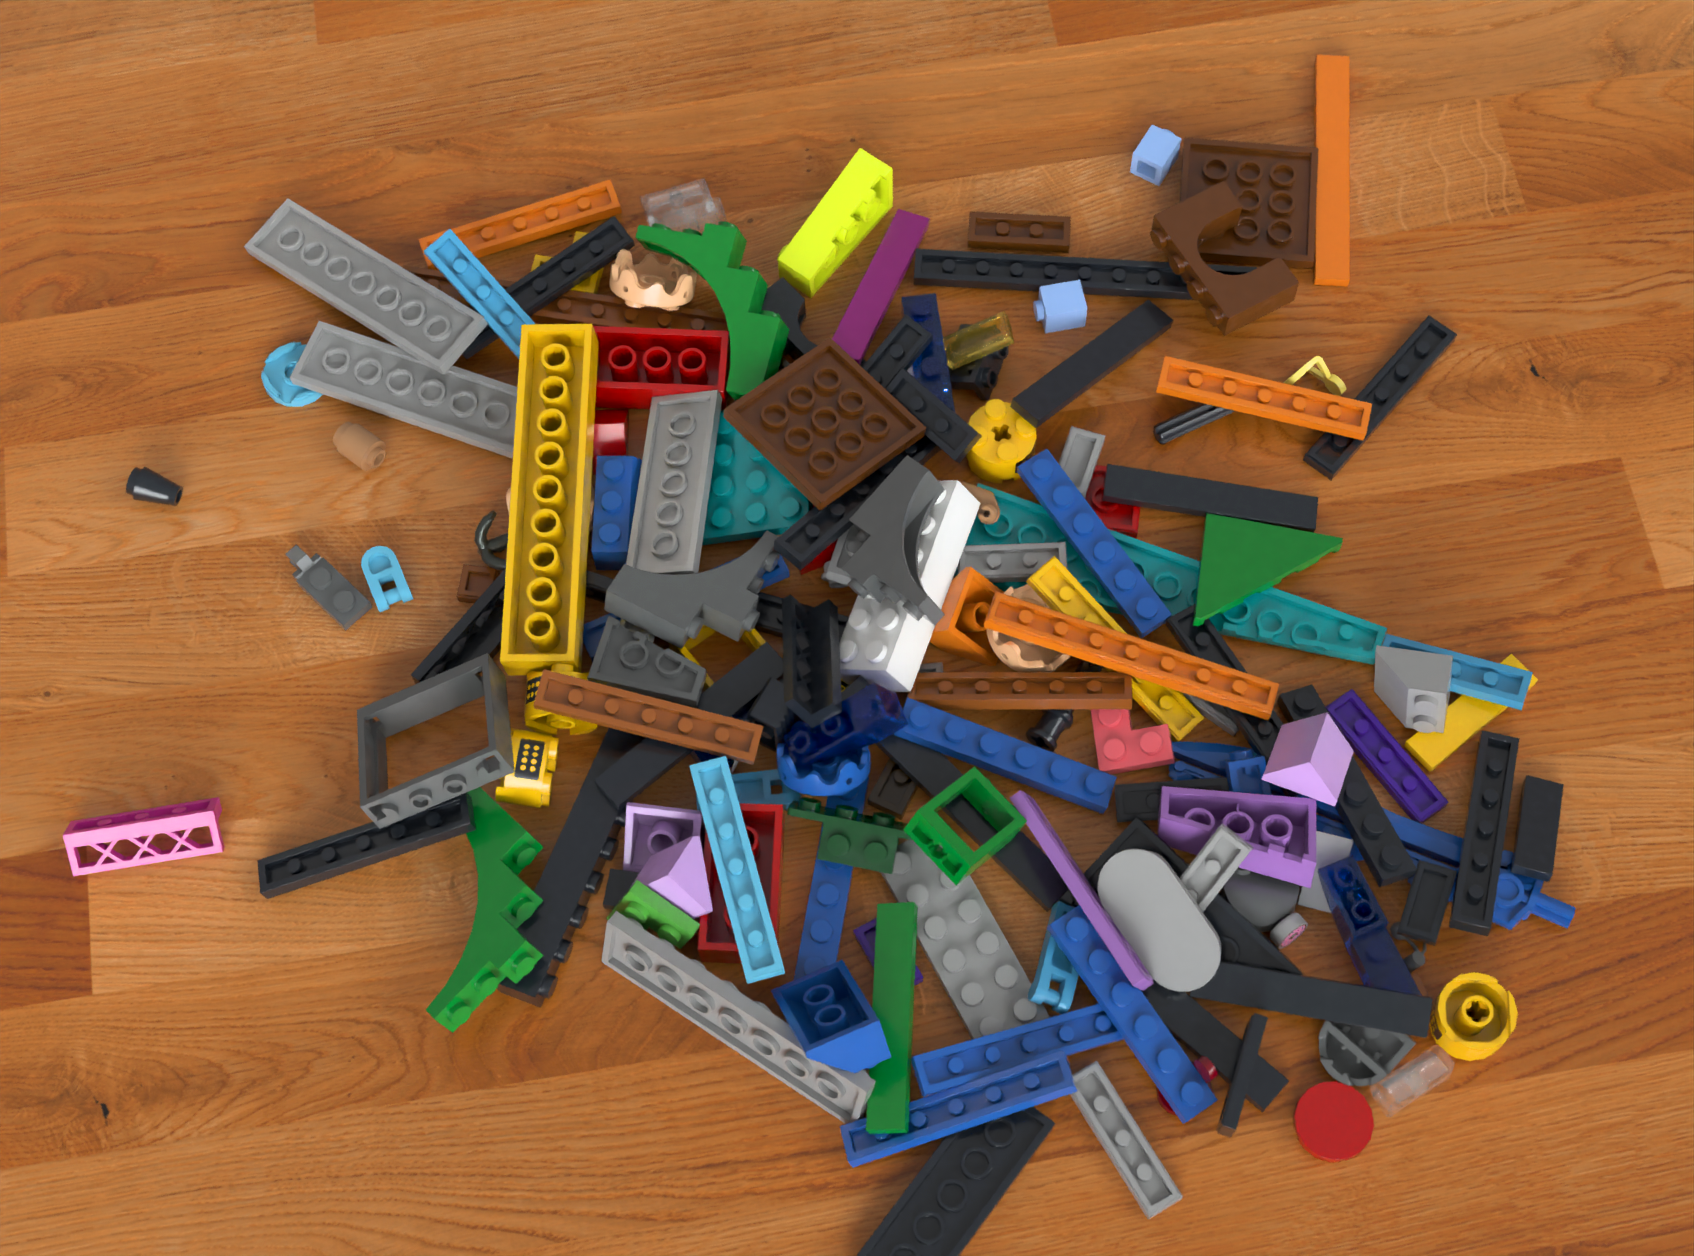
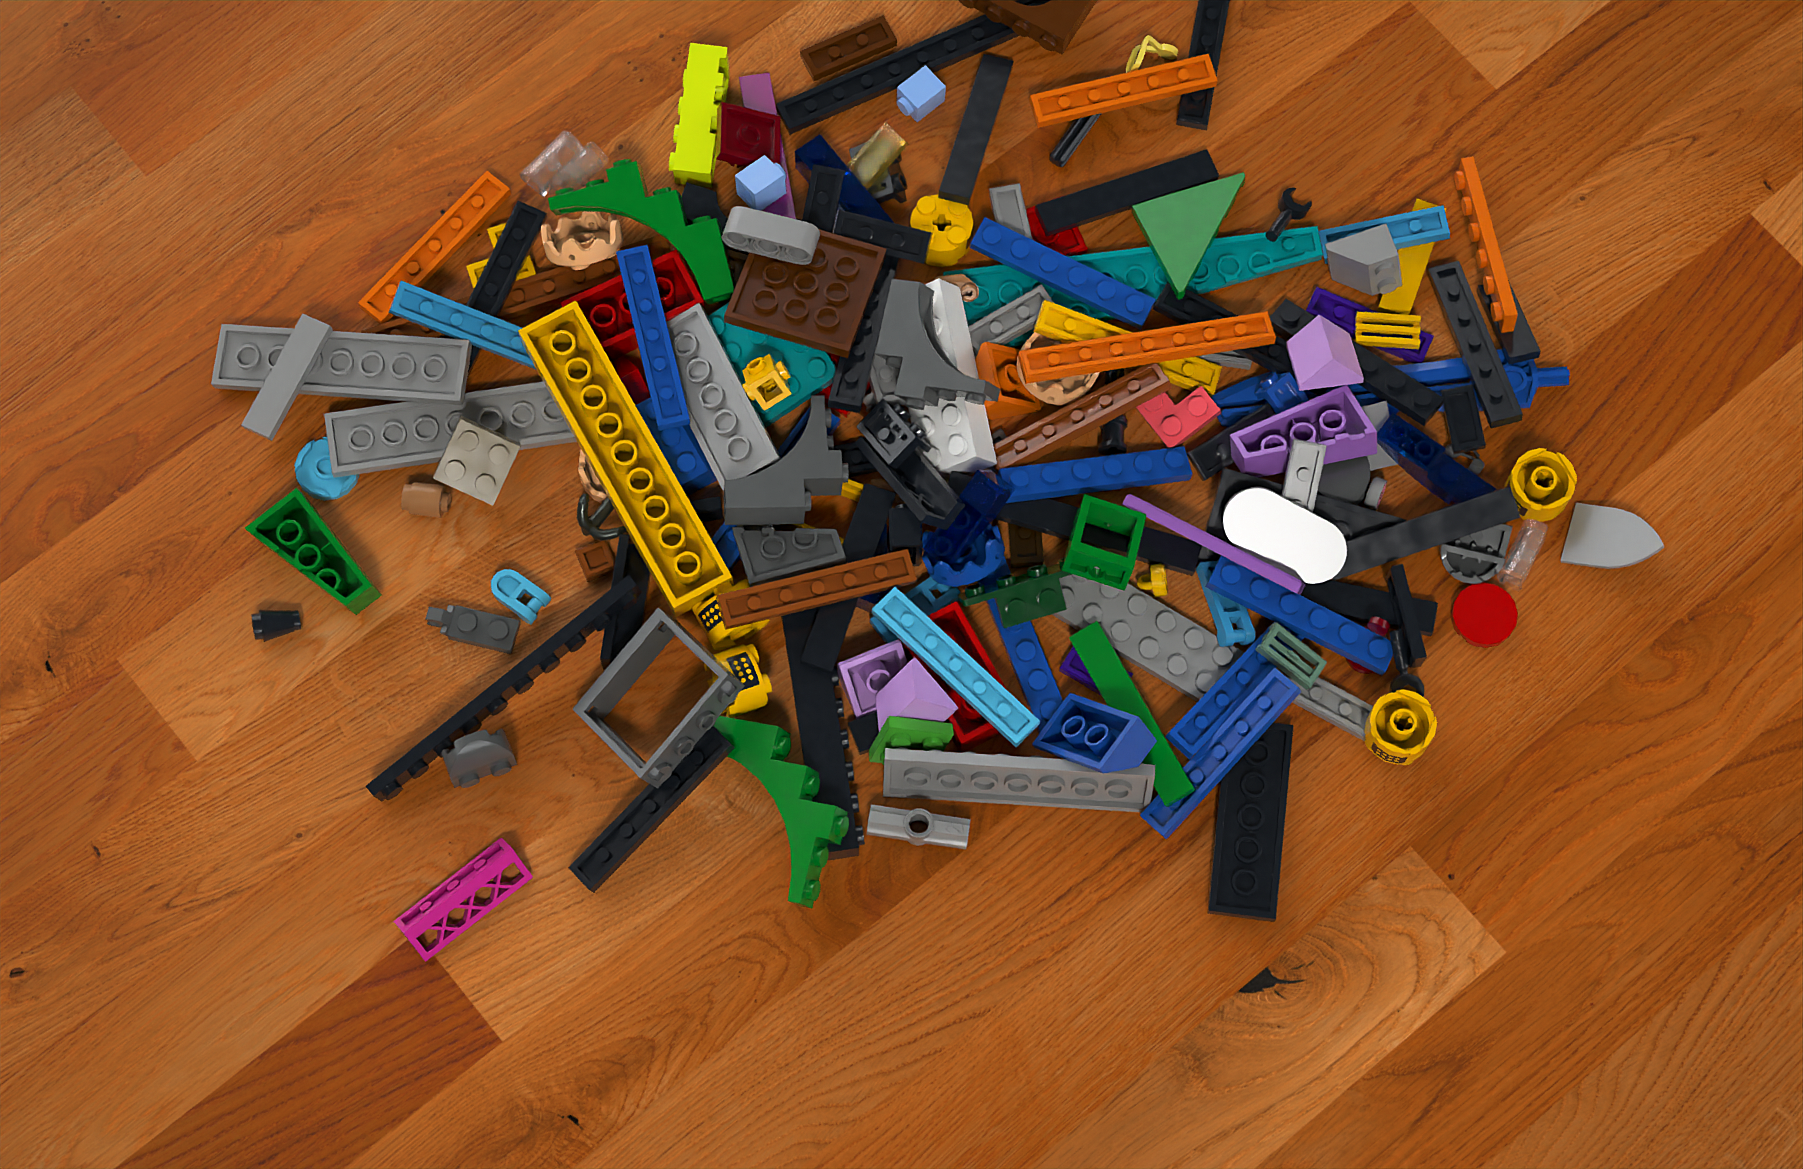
camera: 35 degrees left, 5 degrees up
(229, 435) = (309, 545): none -> green wedge
(238, 707) = (478, 757): none -> dark grey slope
(307, 271) = (287, 377): none -> light grey tile
(311, 654) = (495, 697): none -> black plate
(421, 431) = (476, 460): none -> dark tan brick
(628, 1026) = (941, 830): none -> light grey piece
(650, 400) = (653, 337): none -> blue plate
(730, 494) = (766, 381): none -> yellow brick
(818, 357) = (771, 235): none -> light grey beam
(823, 607) = (892, 433): none -> black bracket
(845, 308) = (761, 183): none -> light blue brick
(862, 262) = (746, 135): none -> dark red tile
(1004, 895) = (1155, 580): none -> yellow tile
(1076, 1045) = (1285, 666): none -> sand green tile
(1163, 1166) = (1418, 731): none -> yellow brick
(1209, 1125) = (1402, 665): none -> black piece
(1367, 598) = (1289, 211): none -> black piece
(1407, 759) = (1389, 319): none -> yellow tile
(1518, 1114) = (1608, 538): none -> light grey shield
(1552, 748) = (1488, 251): none -> orange plate

